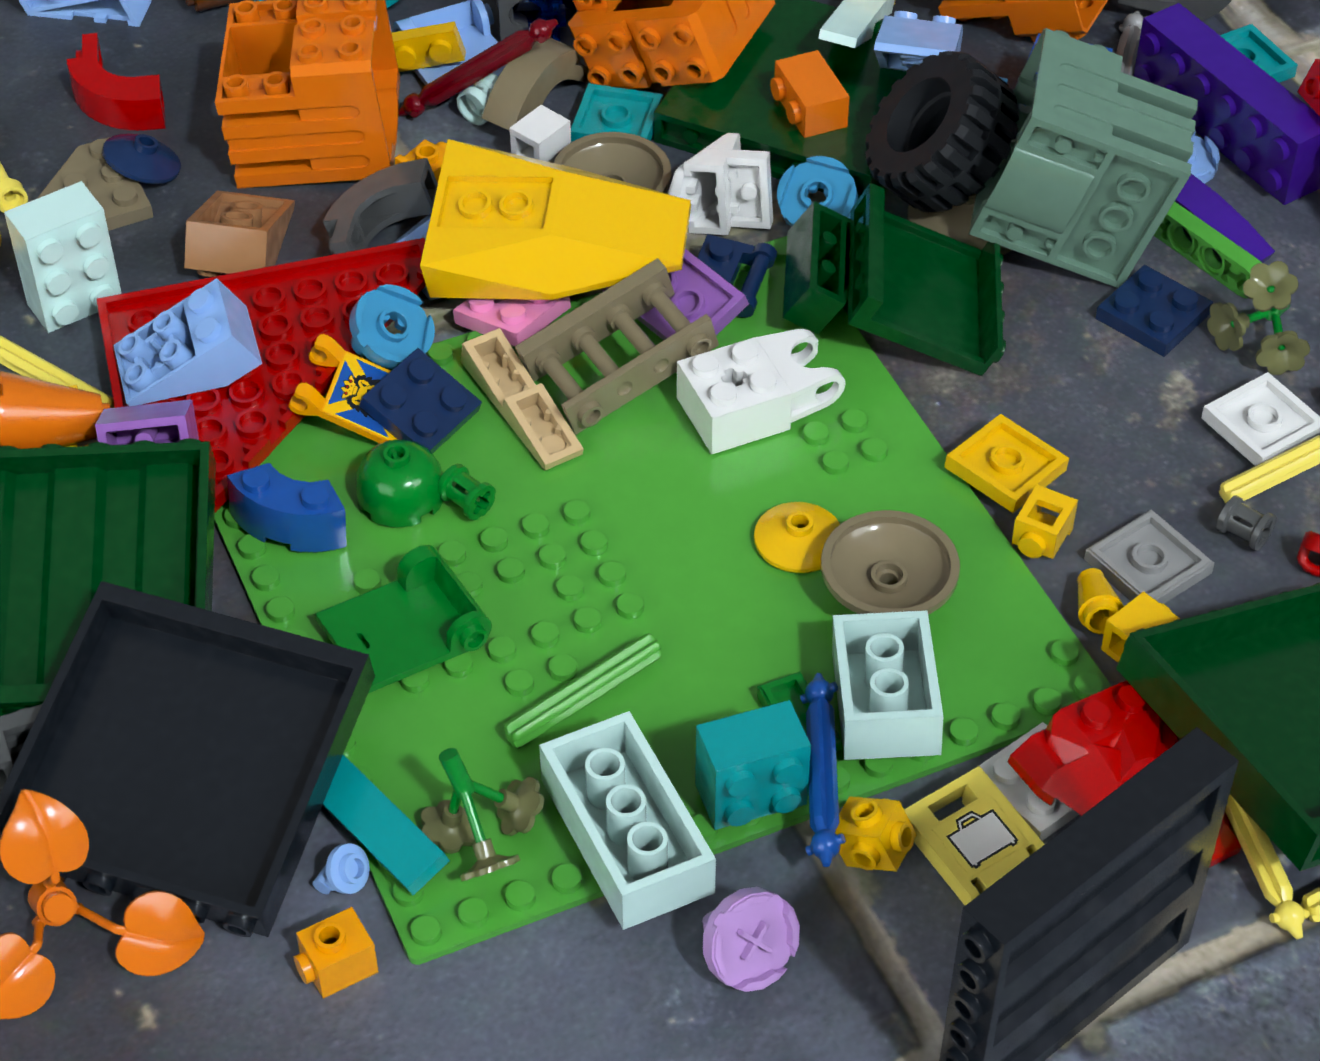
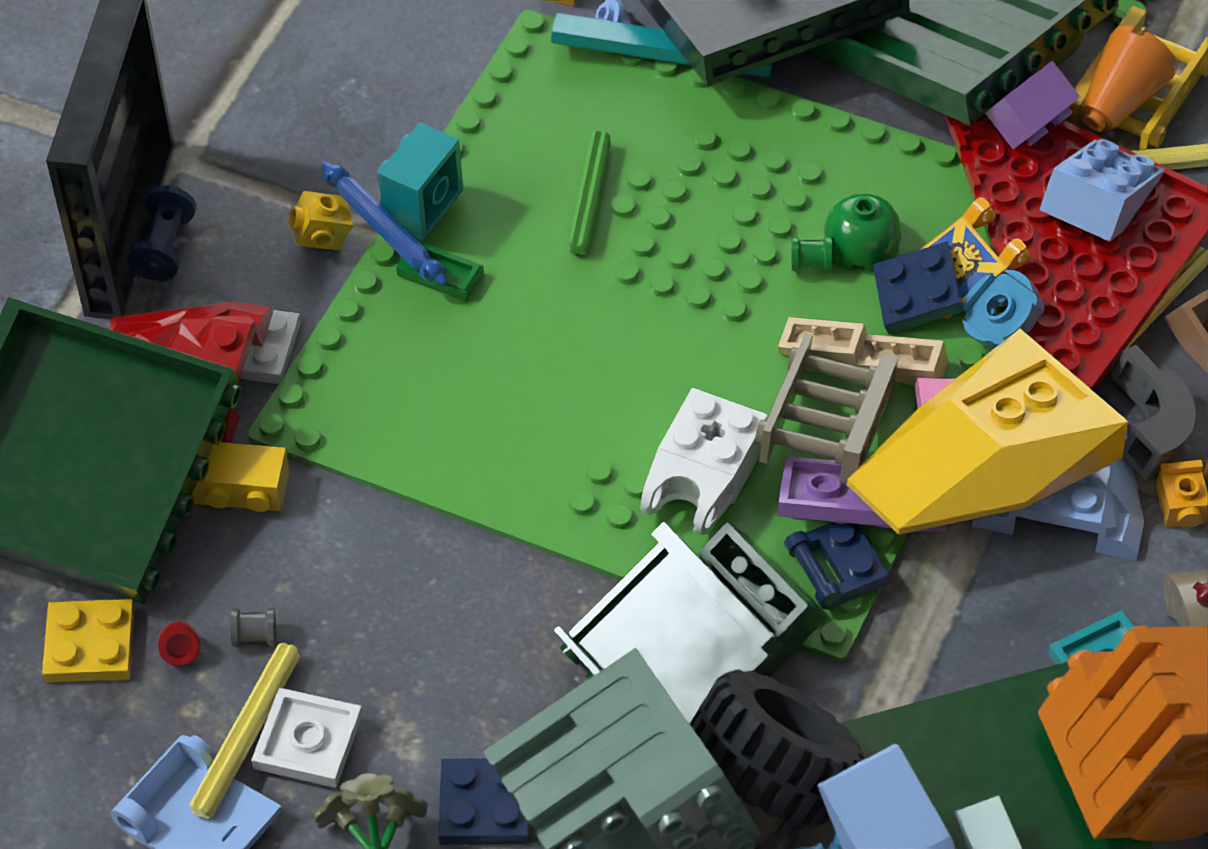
camera: 140 degrees right, 5 degrees up
(287, 509) = (900, 152): blue brick -> none
(410, 621) = (742, 149): green door -> none
(456, 826) = (575, 73): olive plant -> none
(540, 134) = (1129, 579): white brick -> none
(621, 158) = (1030, 560): dark tan dish -> none
(627, 820) = (491, 116): light aqua brick -> none
(726, 187) = (929, 626): white piece -> none
(750, 938) = (339, 117): lavender tile -> none
(794, 536) = (568, 406): yellow dish -> none
(807, 178) = (852, 688): dark azure plate -> none
(810, 94) = (950, 752): orange brick -> none
(887, 685) = (391, 297): light aqua brick -> none
(890, 563) = (463, 366): dark tan dish -> none
(976, 841) = (254, 268): light yellow container -> none
(1006, 462) = (471, 552): yellow plate -> none
(1040, 532) = (400, 517): yellow brick -> none
(1096, 600) = (313, 486): yellow cone -> none
(1150, 559) = (305, 557): light grey tile -> none

